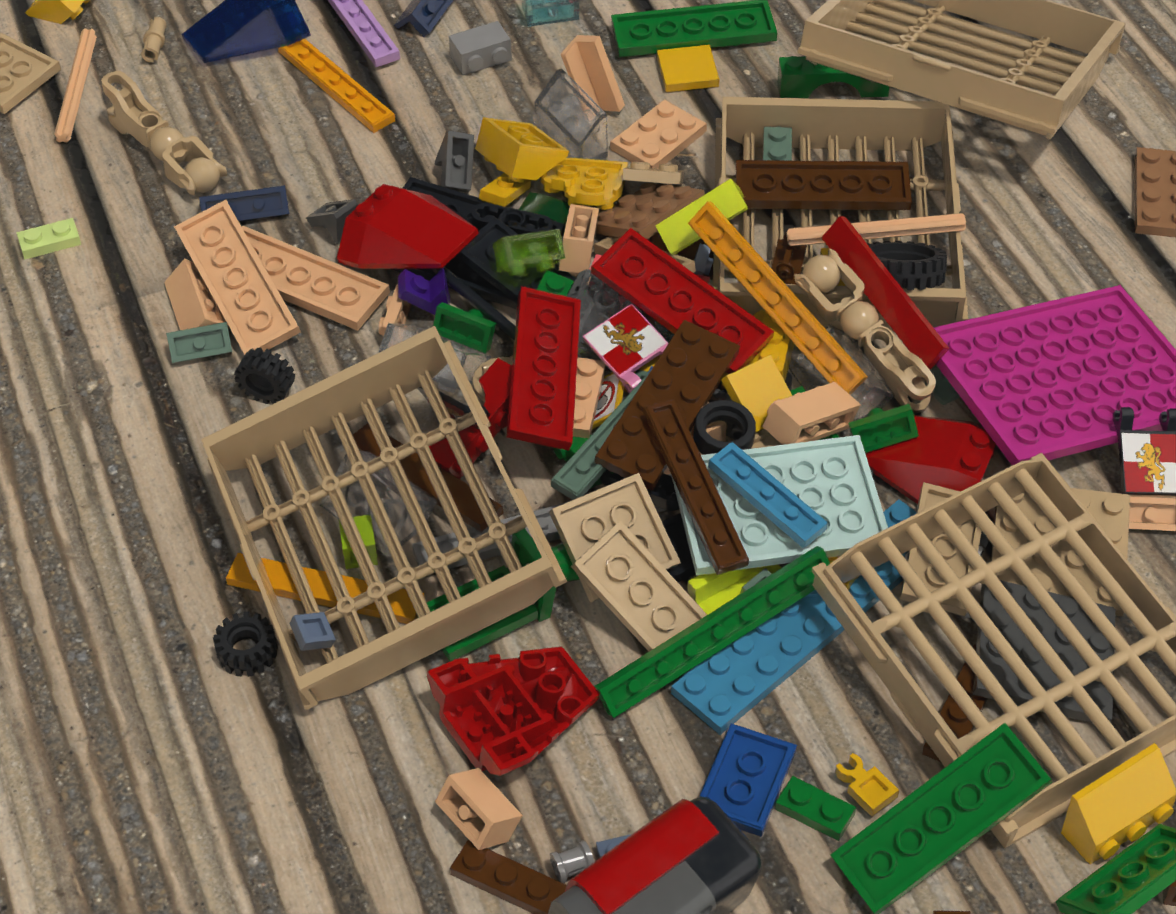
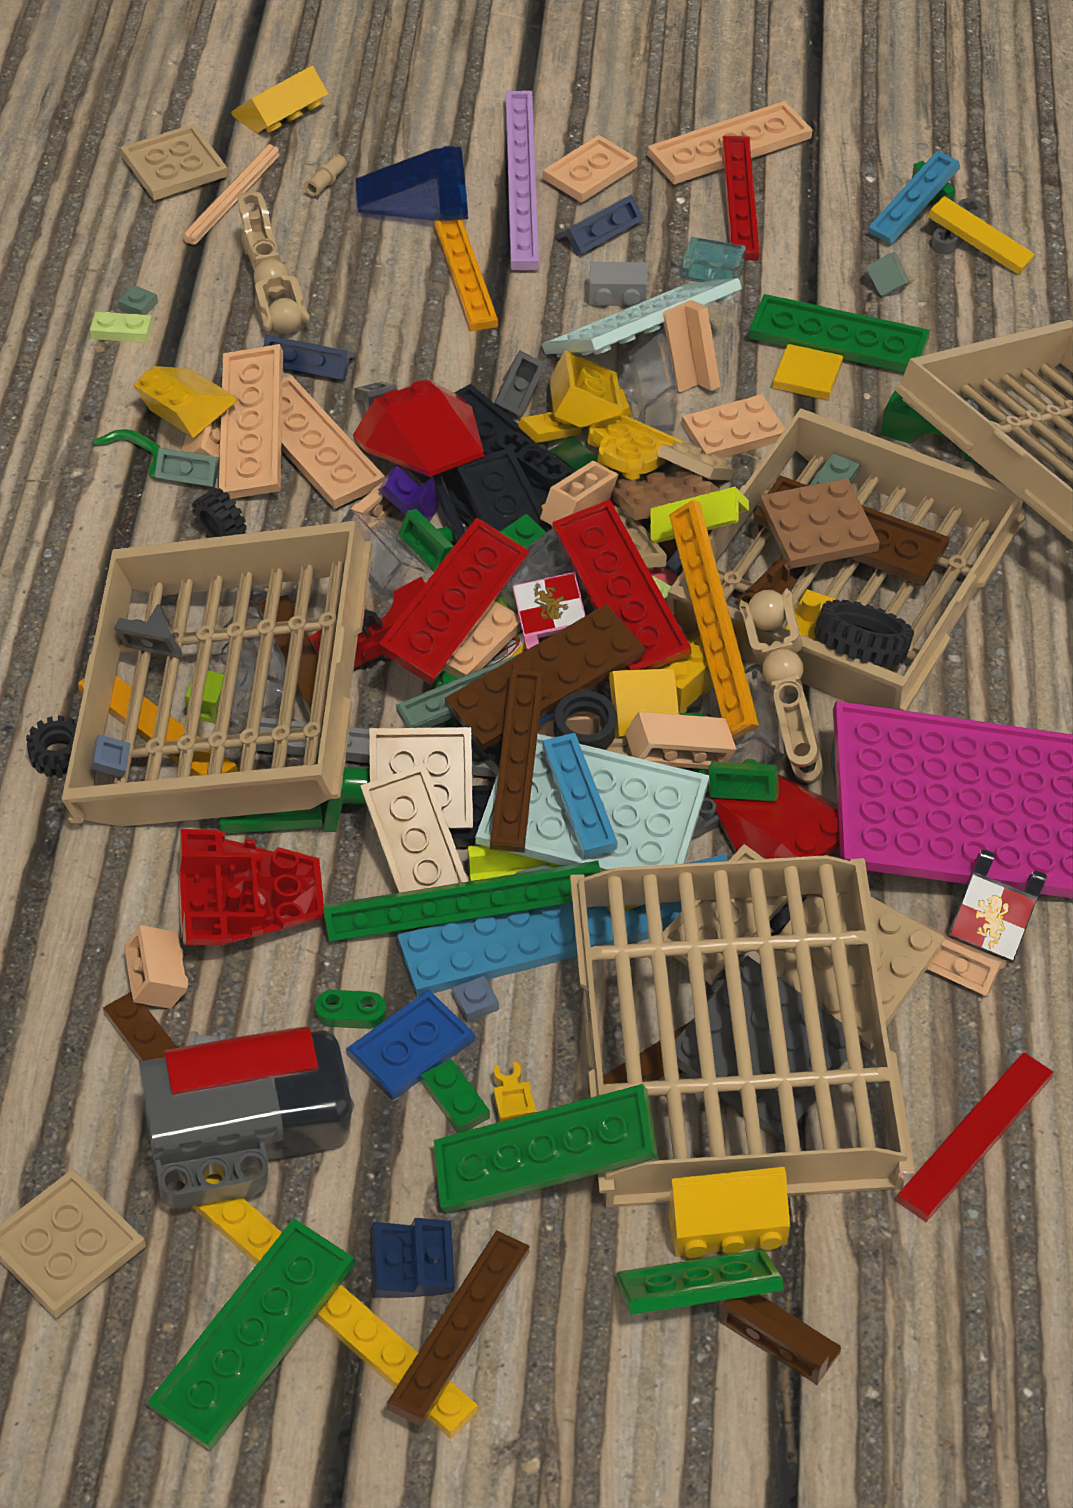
camera: 25 degrees right, 0 degrees up
(49, 209) = (137, 301): none -> sand green plate
(134, 334) = (135, 437): none -> green animal
(160, 281) = (183, 397): none -> yellow slope
(288, 504) = (154, 636): none -> dark grey slope
(527, 69) = (638, 318): none -> light aqua plate
(529, 251) = (514, 489): clear neon green brick -> none
(674, 770) = (349, 1009): none -> green plate
(774, 714) = (475, 998): none -> sand blue plate
(798, 187) = (819, 523): none -> medium nougat plate
(883, 228) = (860, 589): light nougat axle -> none
(886, 293) = (819, 652): red tile -> none

